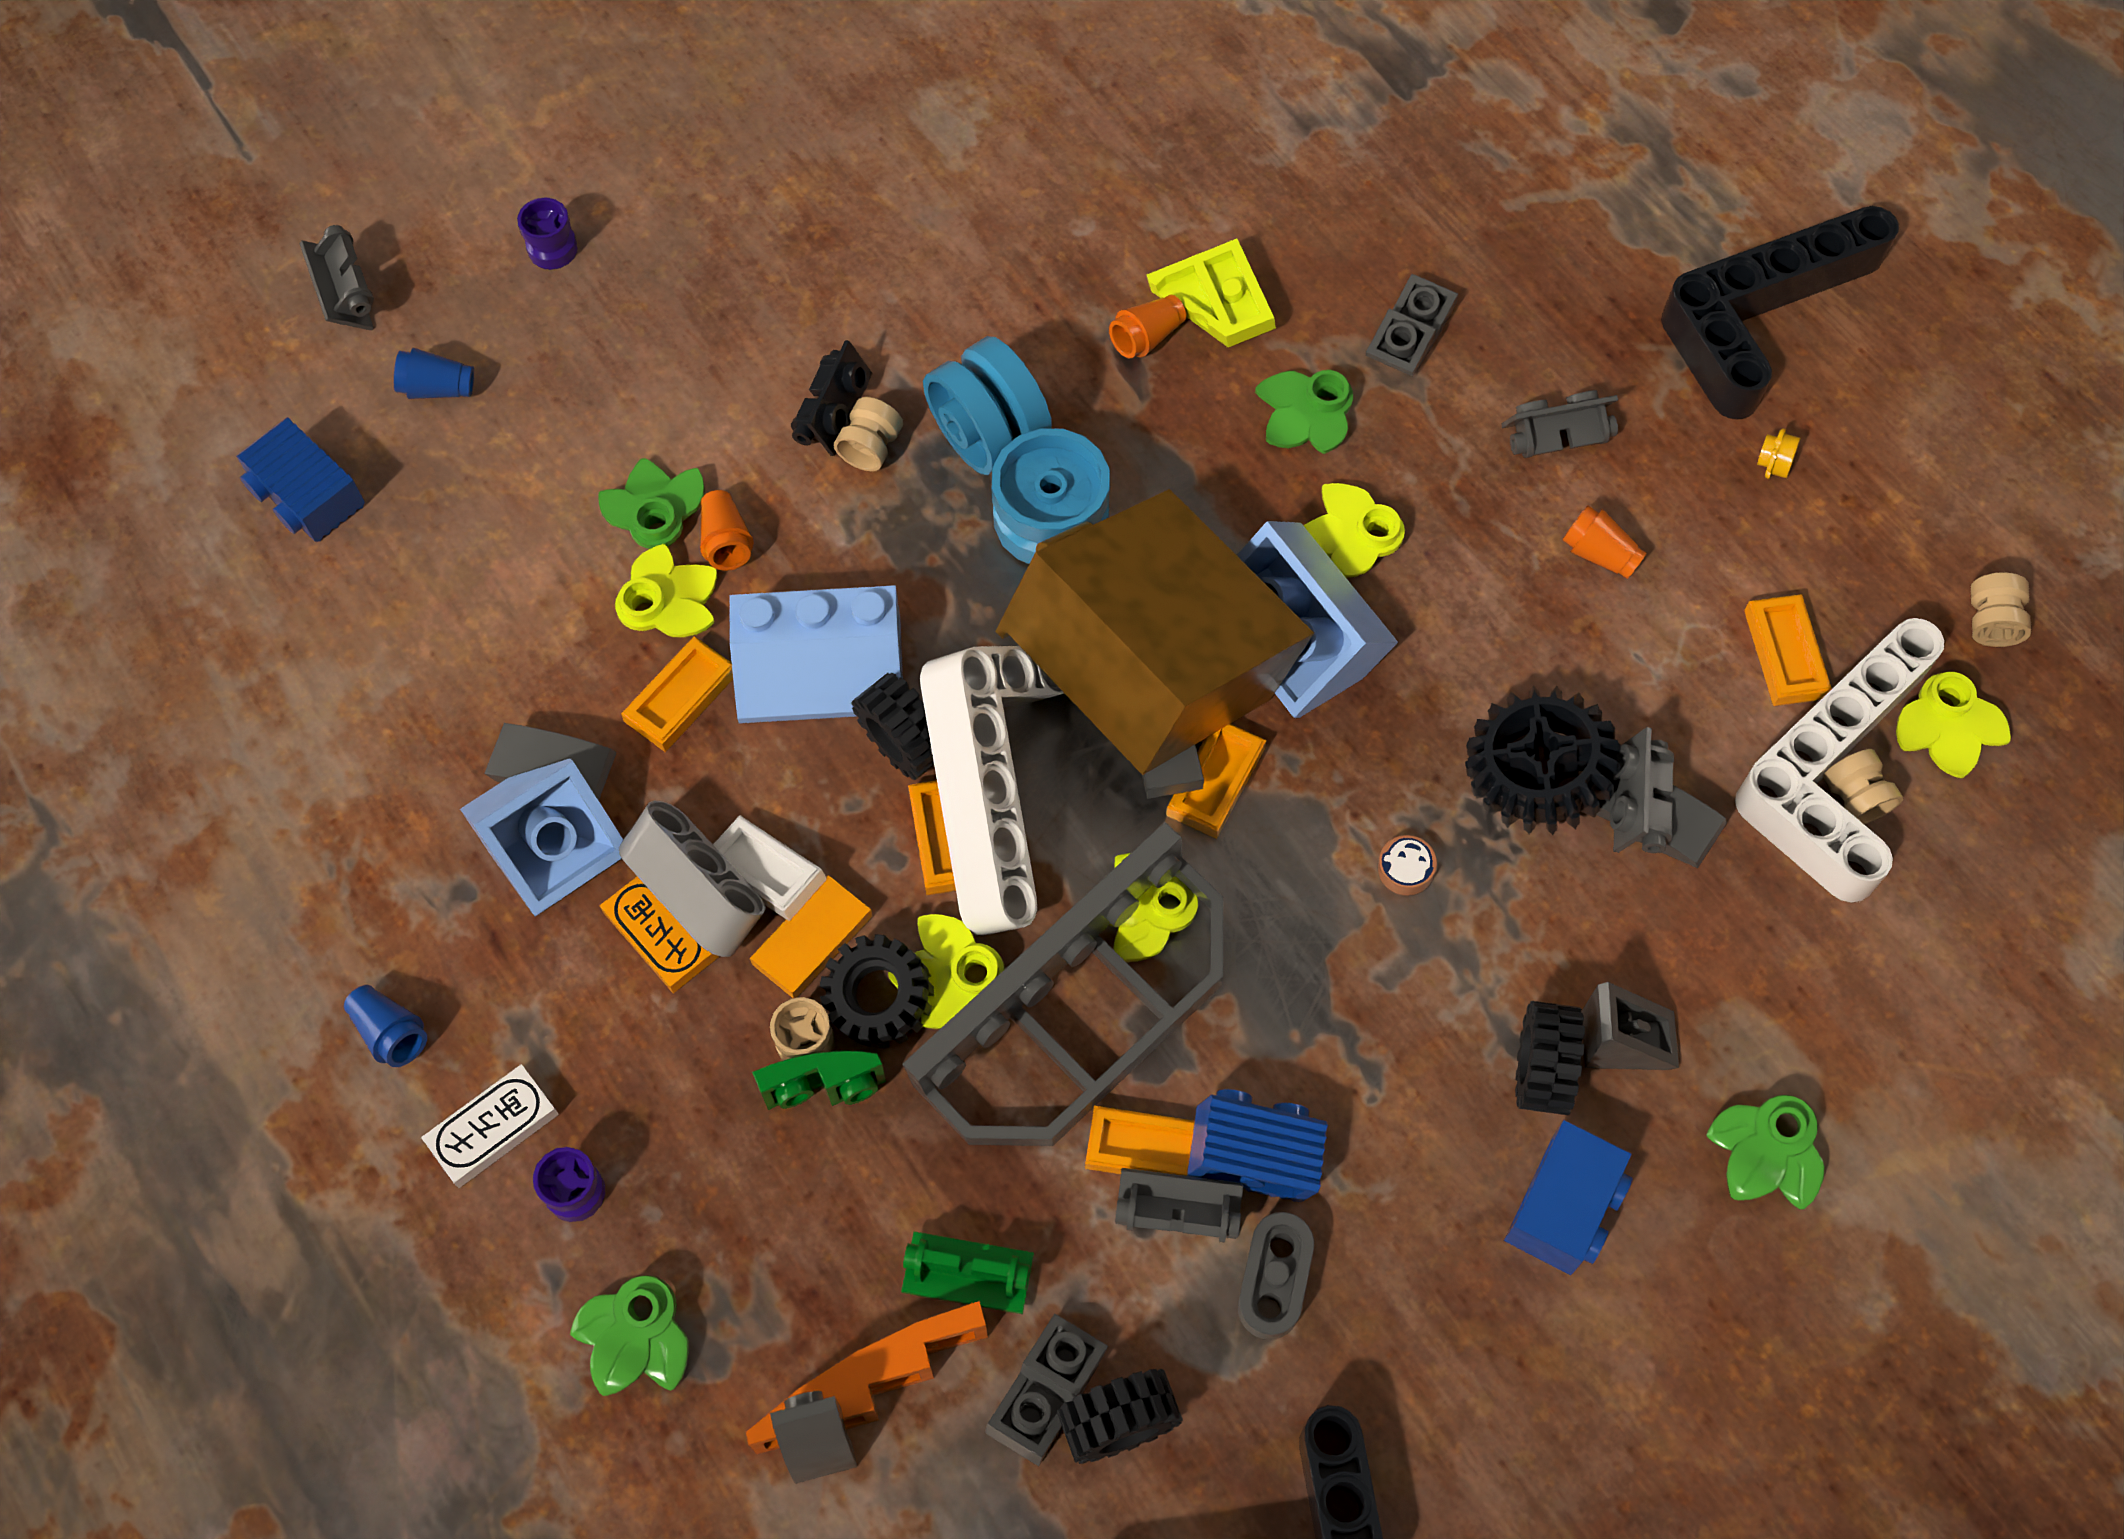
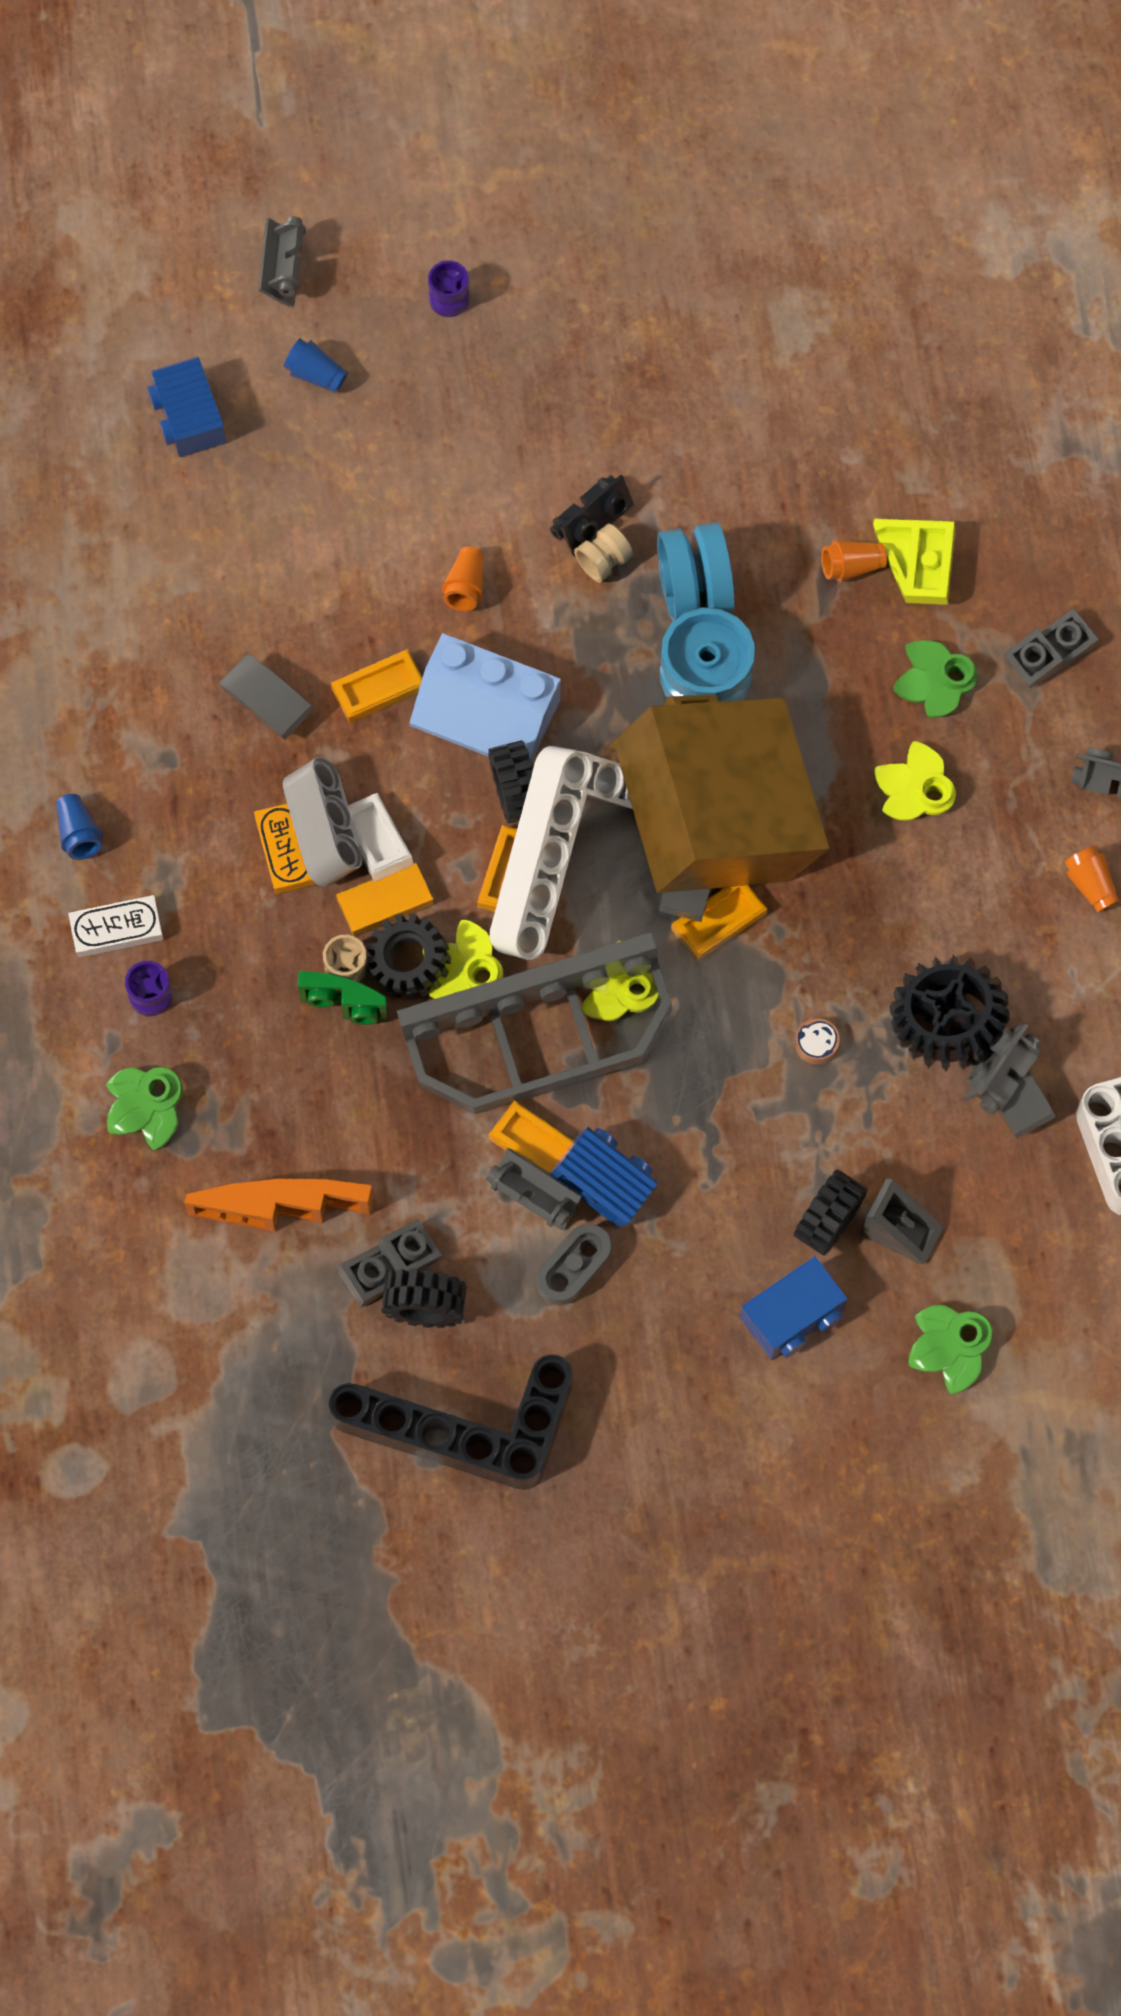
camera: 25 degrees right, 5 degrees up
(545, 832) = (240, 744): light blue slope -> none
(653, 499) = (429, 532): bright green plate -> none
(673, 591) = (410, 609): neon yellow plate -> none
(813, 1436) = (226, 1217): dark grey slope -> none
(967, 1272) = (376, 1165): green hinge -> none
(1346, 630) = (856, 830): light blue slope -> none

